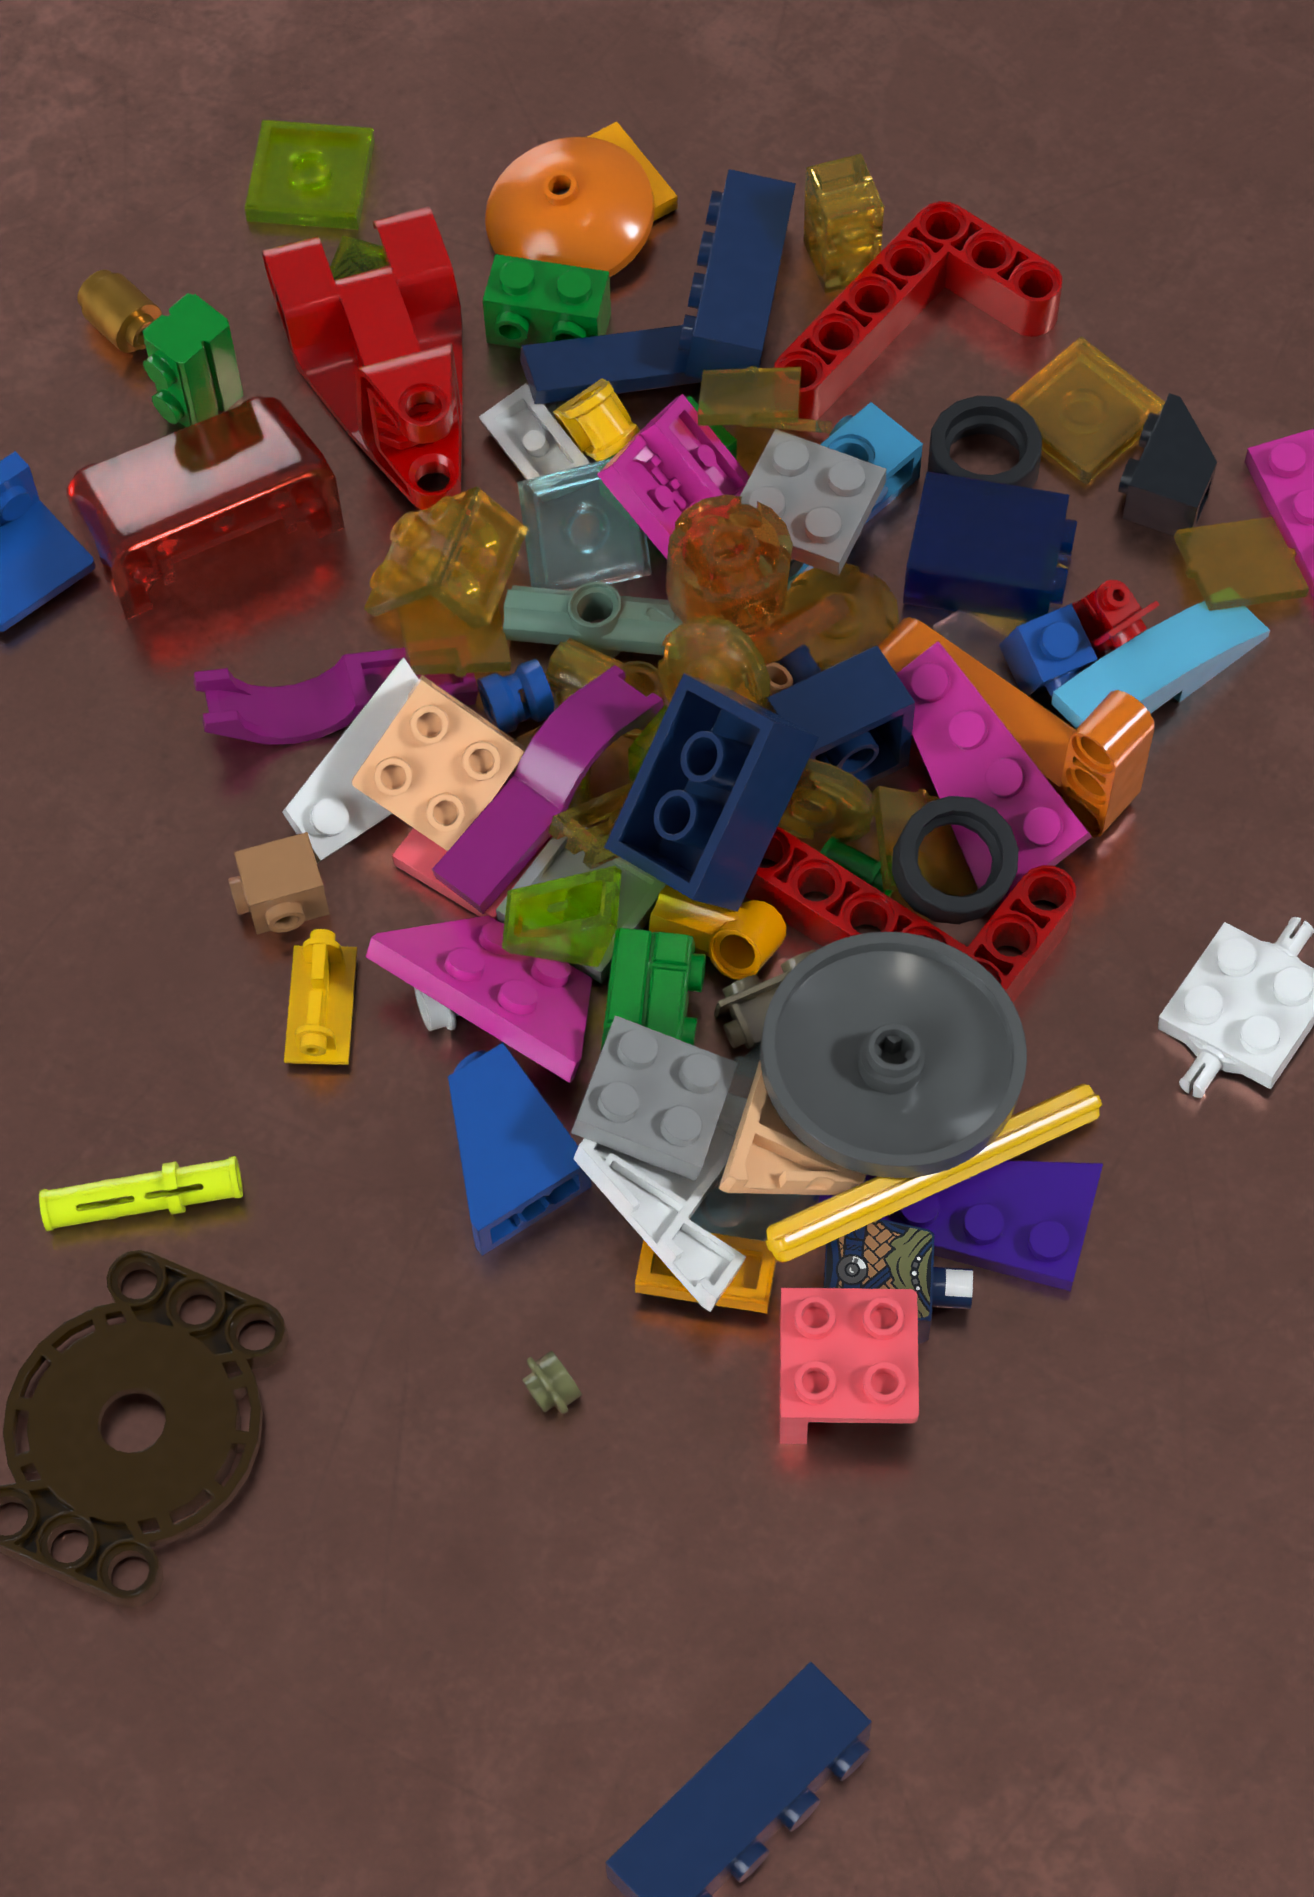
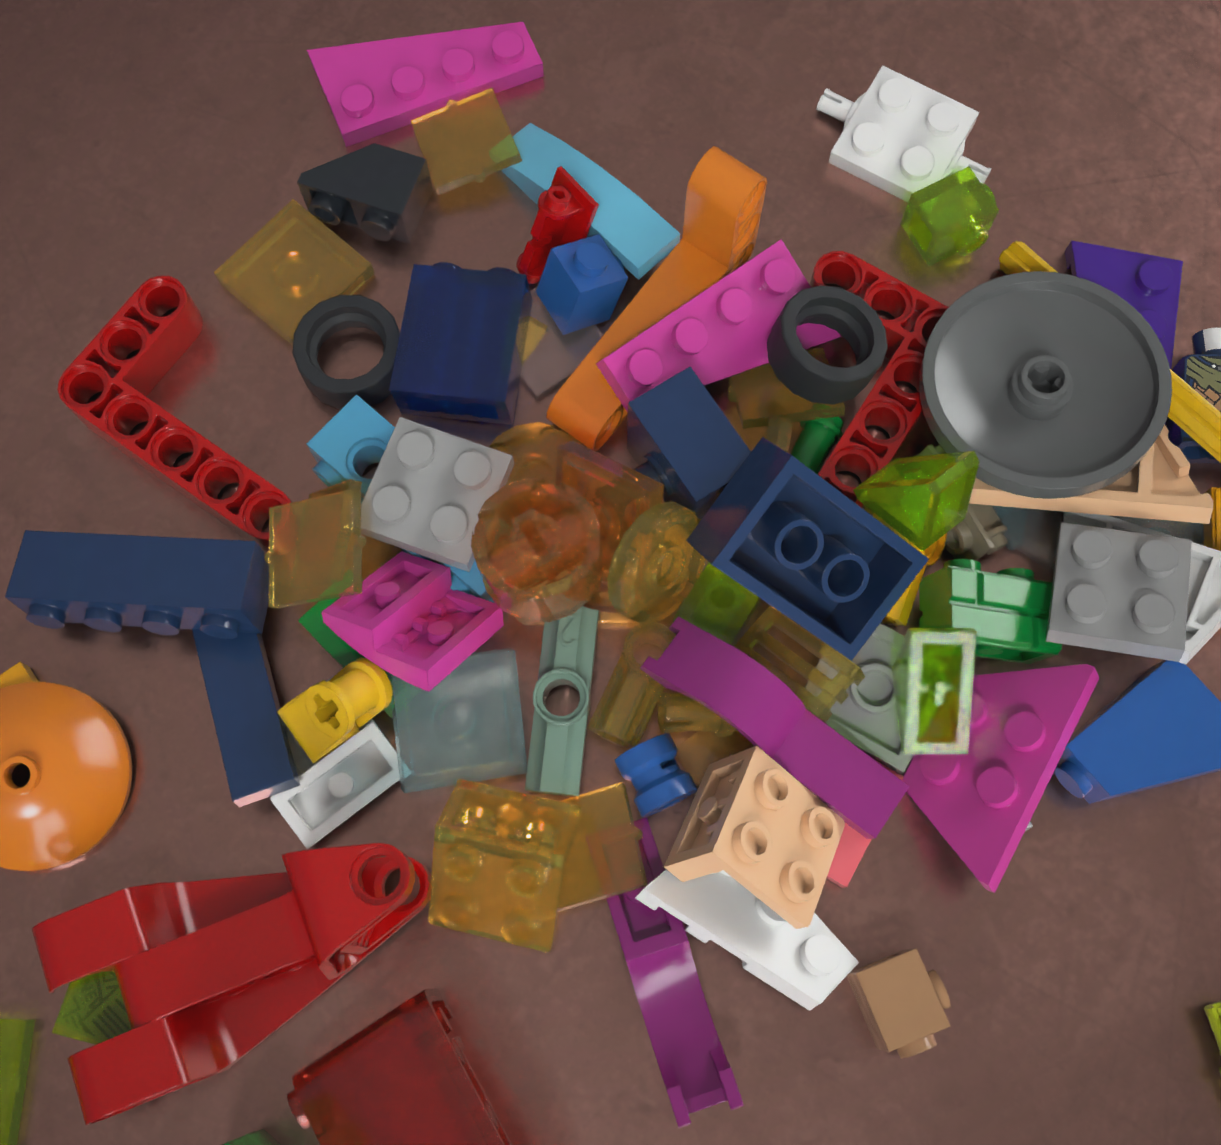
camera: 95 degrees left, 10 degrees up
(321, 1001) = (1019, 943): yellow hinge -> none
(544, 302) = (167, 785): green brick -> none
(765, 914) = (922, 494): none -> clear neon green slope
(841, 220) = (81, 478): clear yellow brick -> none
(1132, 1033) = (950, 216): none -> clear neon green brick

